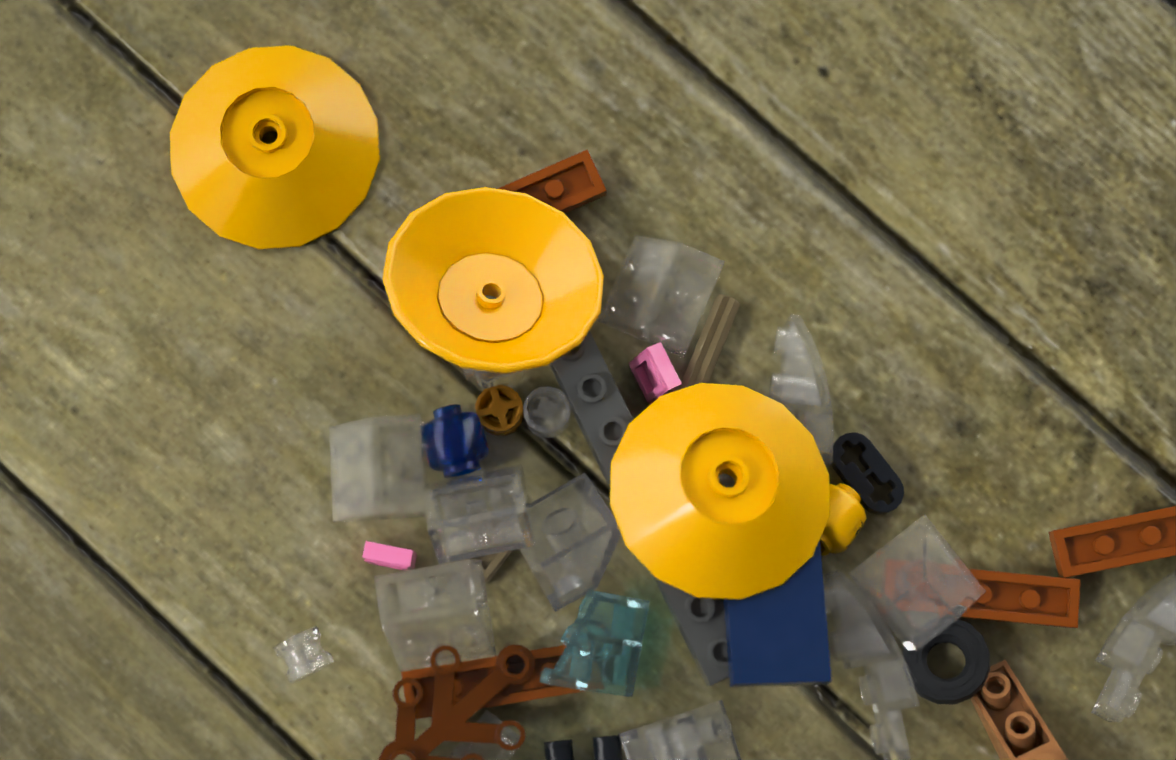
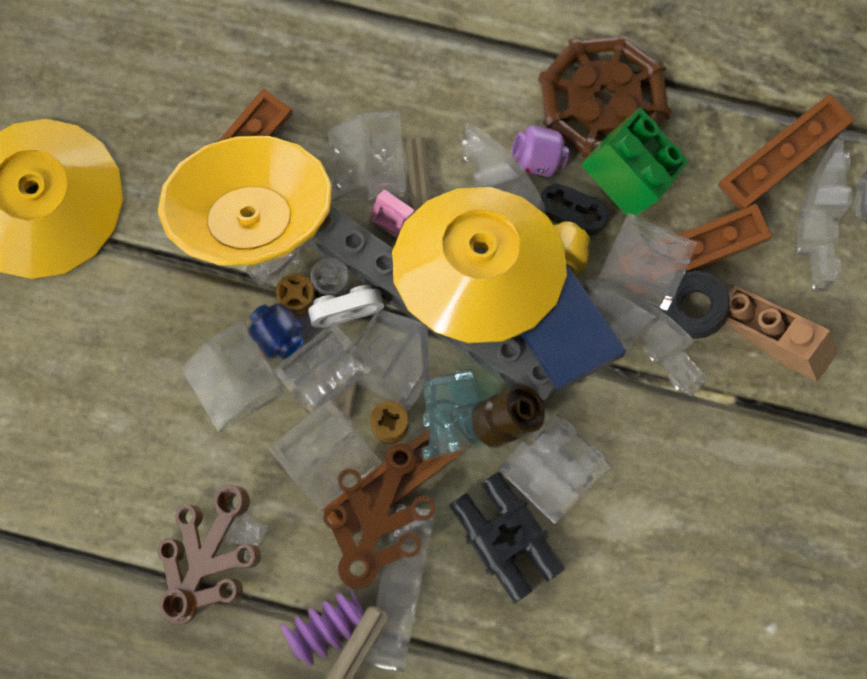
camera: 25 degrees left, 5 degrees down
(240, 659) = (202, 558): none -> plant
(389, 556) = (267, 434): bright pink tile -> none
(528, 449) = (359, 303): none -> white plate
(533, 617) = (392, 429): none -> pearl gold wheel
(661, 680) = (508, 416): none -> dark brown wheel
(862, 387) = (540, 151): none -> medium lavender head
(965, 461) = (635, 163): none -> green slope
(998, 346) = (597, 76): none -> reddish brown plate

